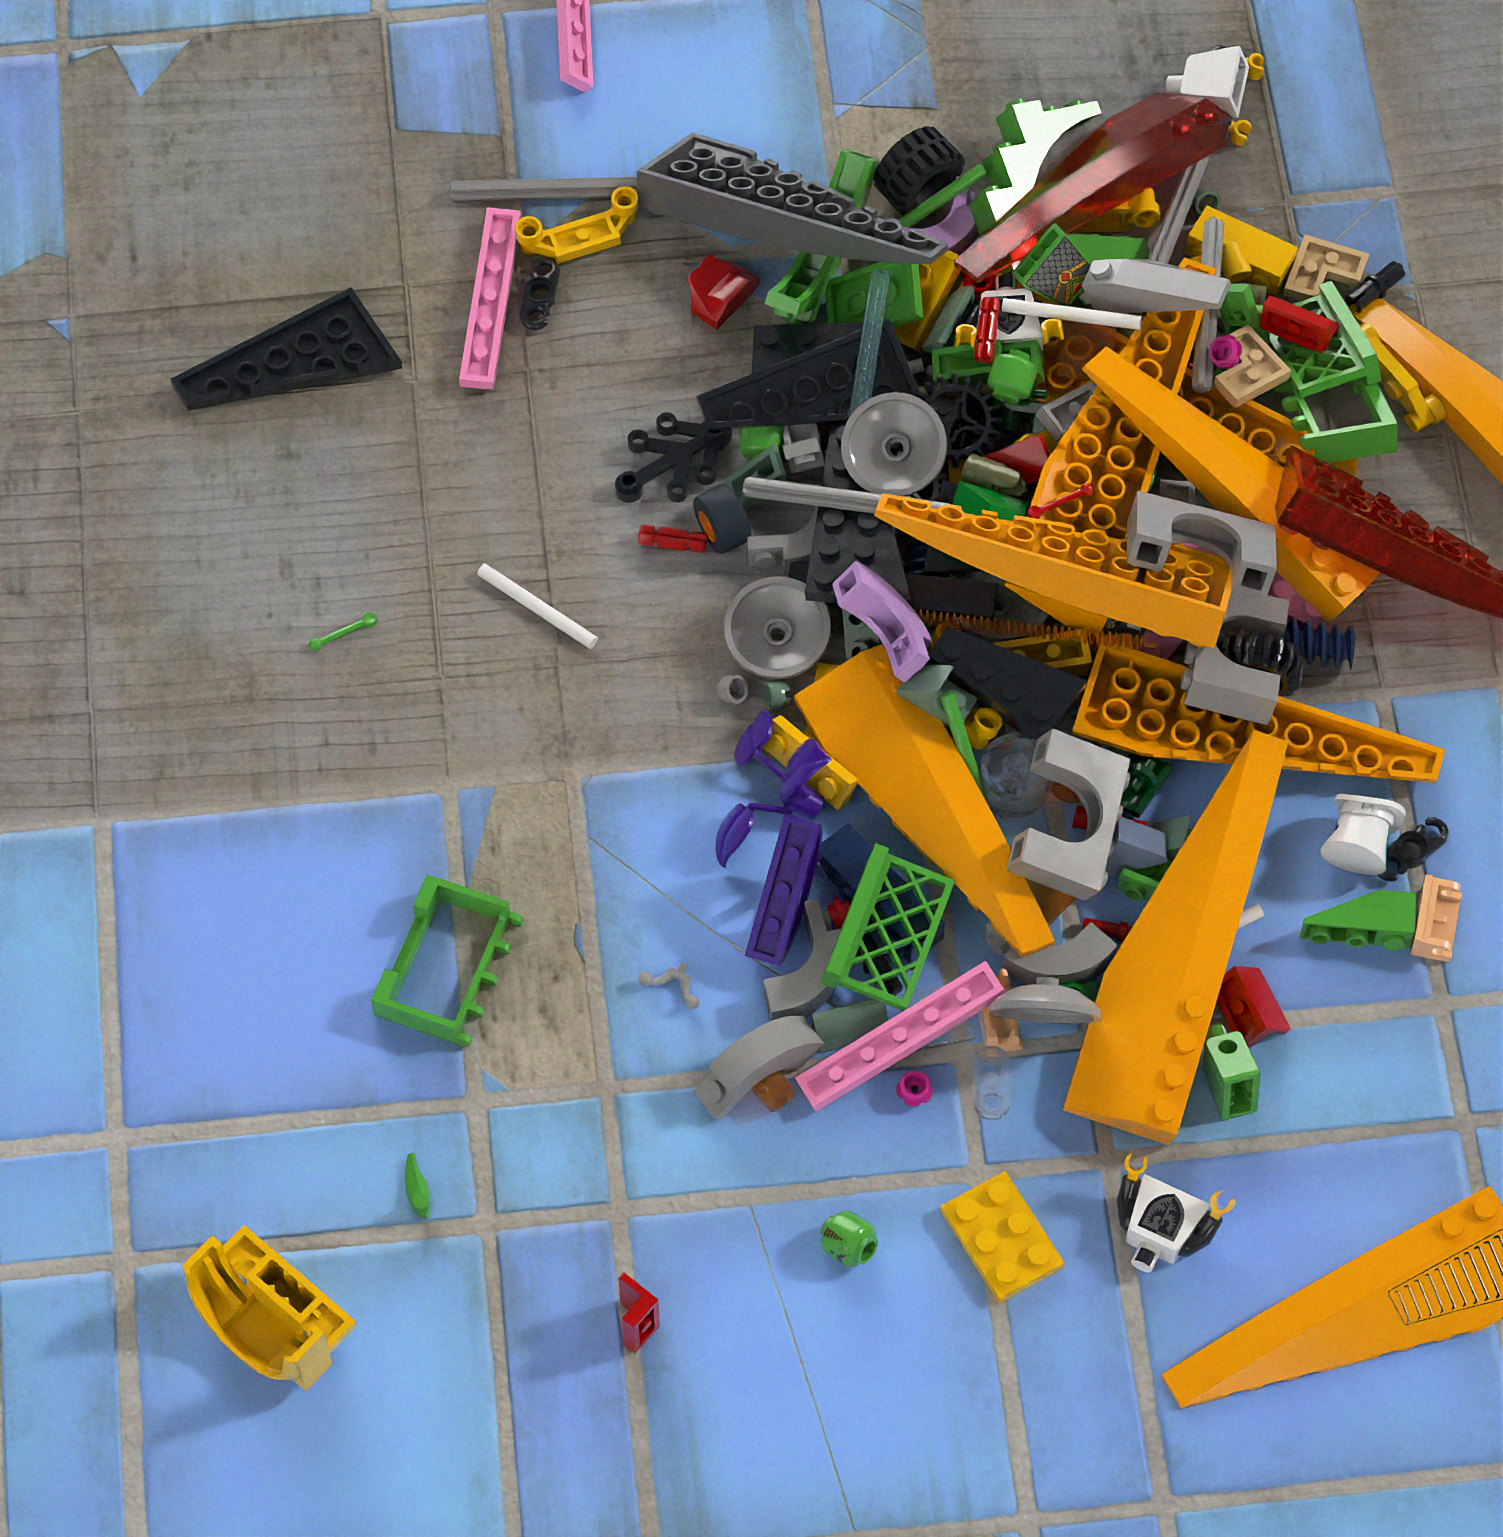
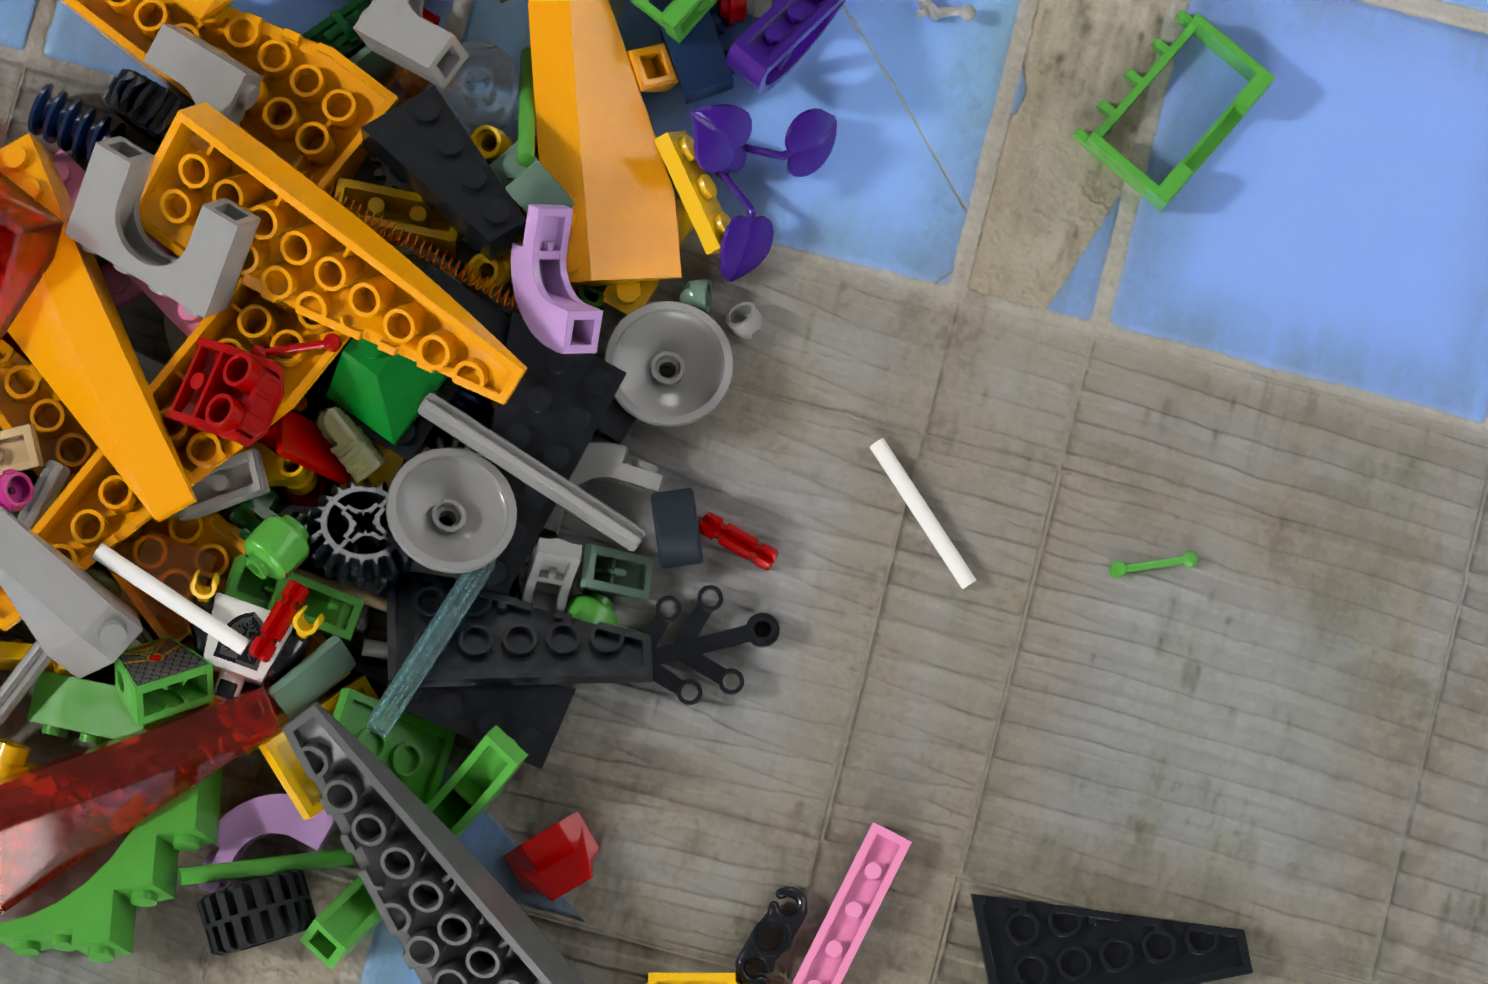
camera: 160 degrees left, 20 degrees up
(887, 834) = (653, 68): none -> light orange slope
(1095, 447) = (228, 393): none -> red slope

